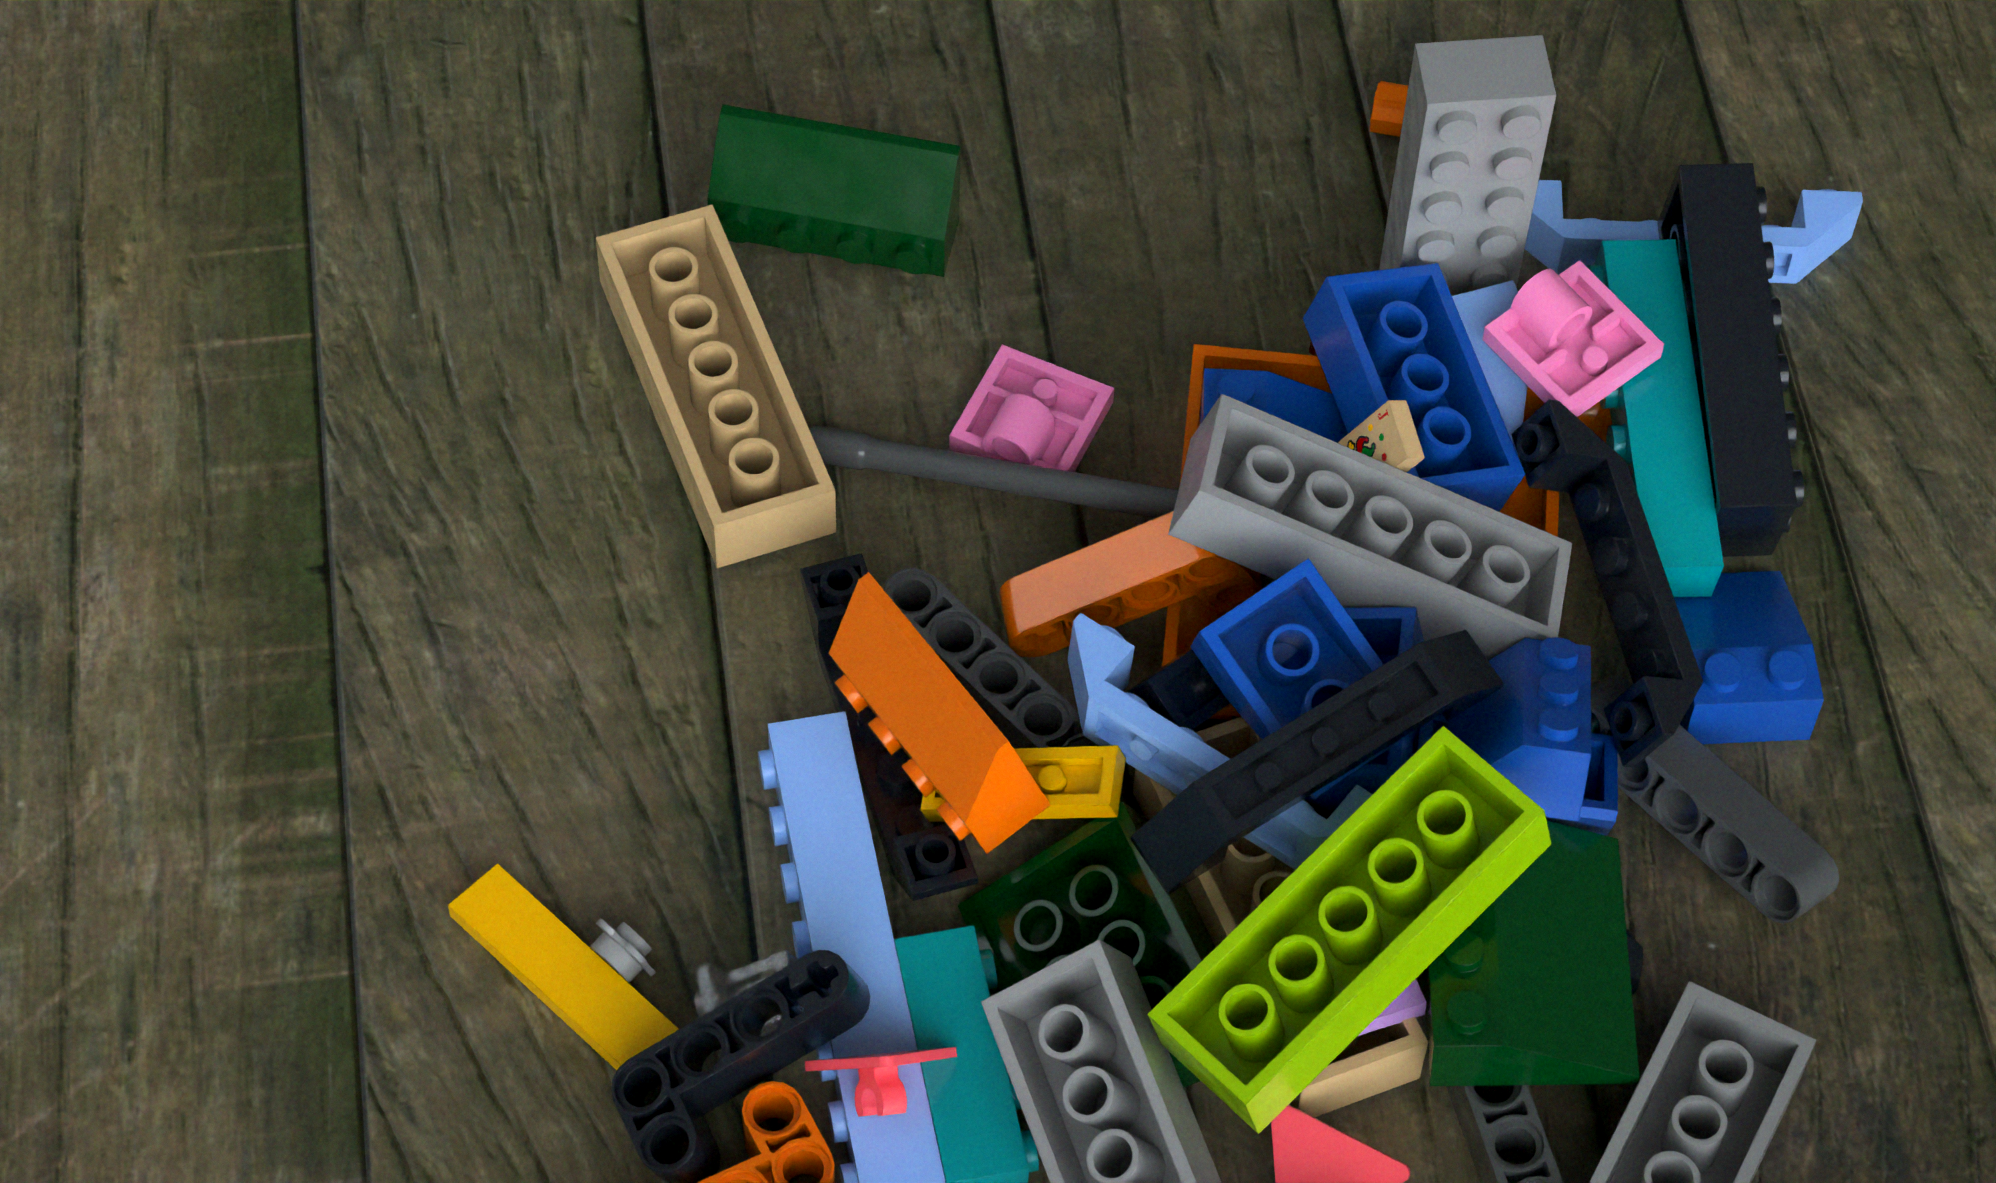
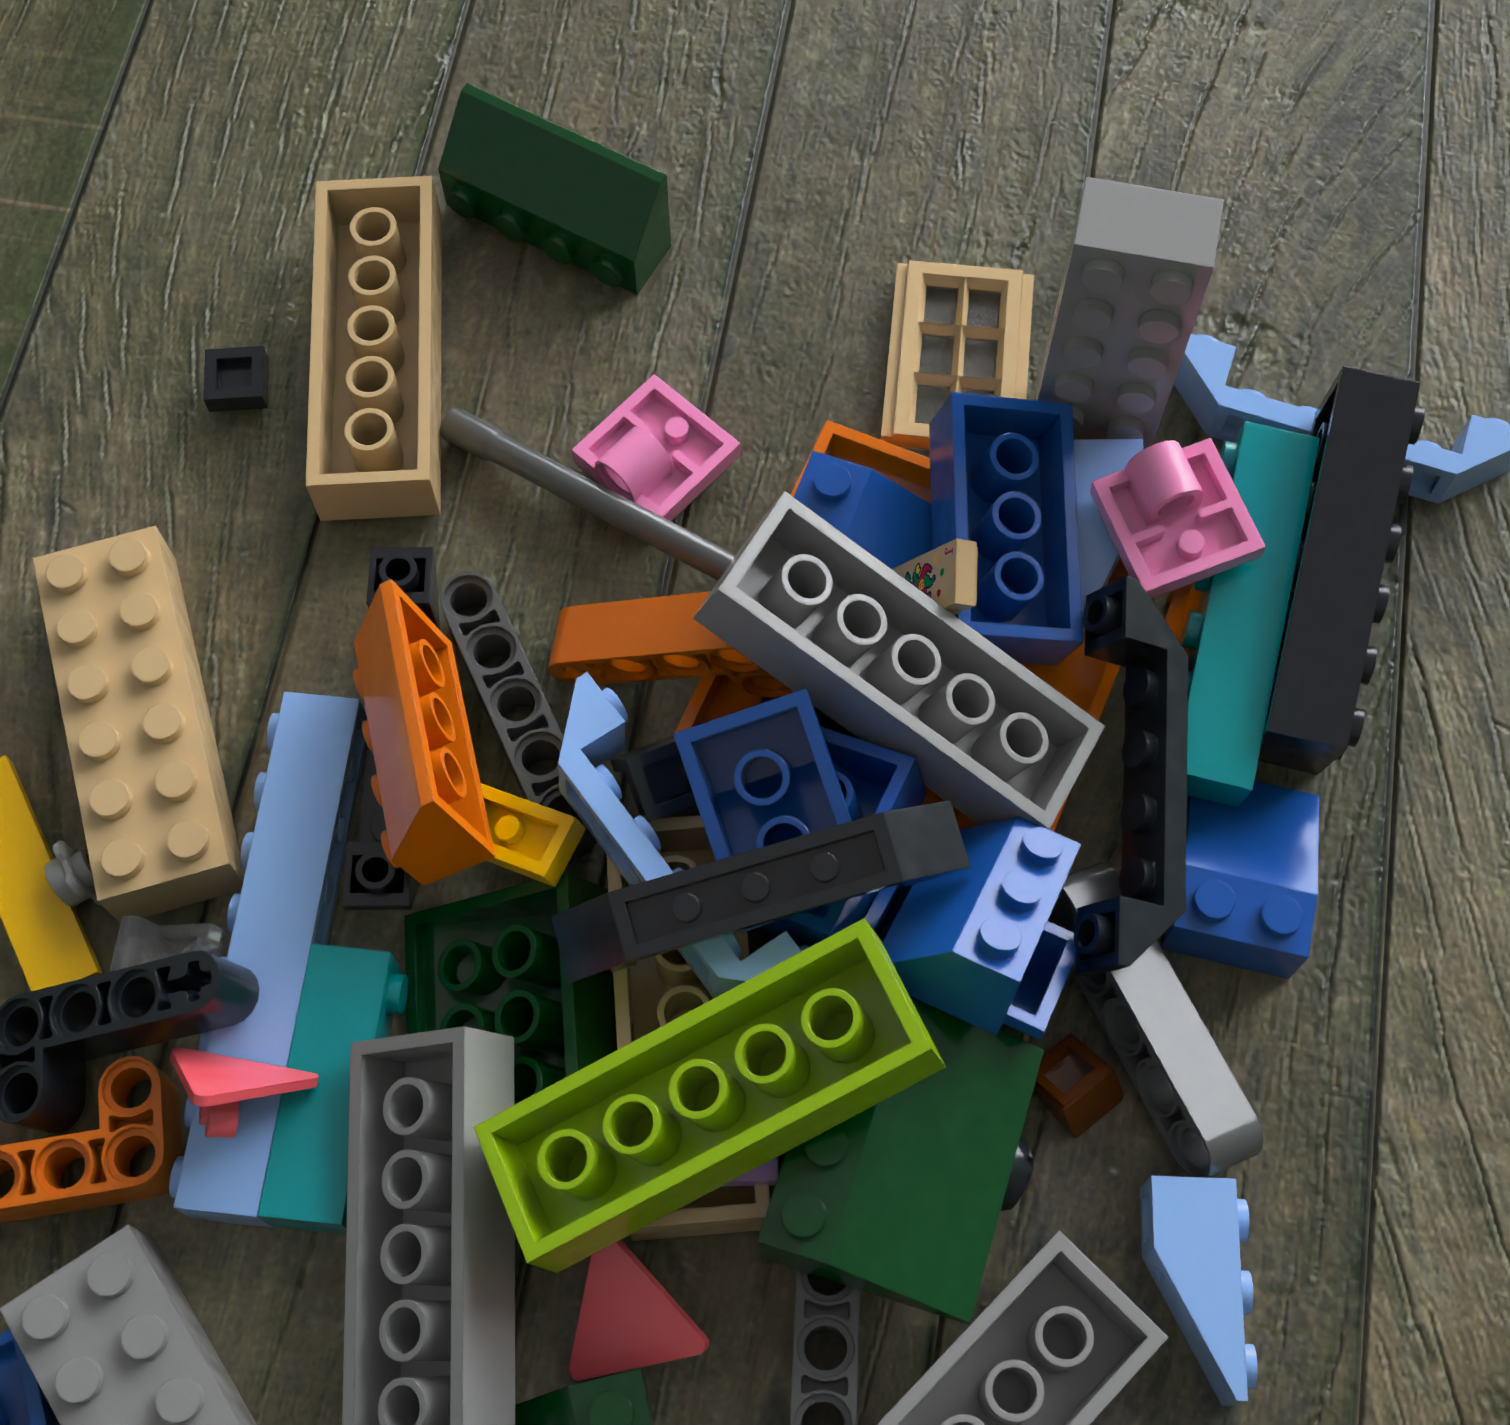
camera: 20 degrees right, 10 degrees up
(574, 453) = (236, 378): none -> black plate
(626, 795) = (137, 726): none -> tan brick
(1277, 244) = (953, 334): none -> tan piece
(1655, 879) = (1076, 1085): none -> reddish brown slope
(1809, 983) = (1194, 1257): none -> light blue slope

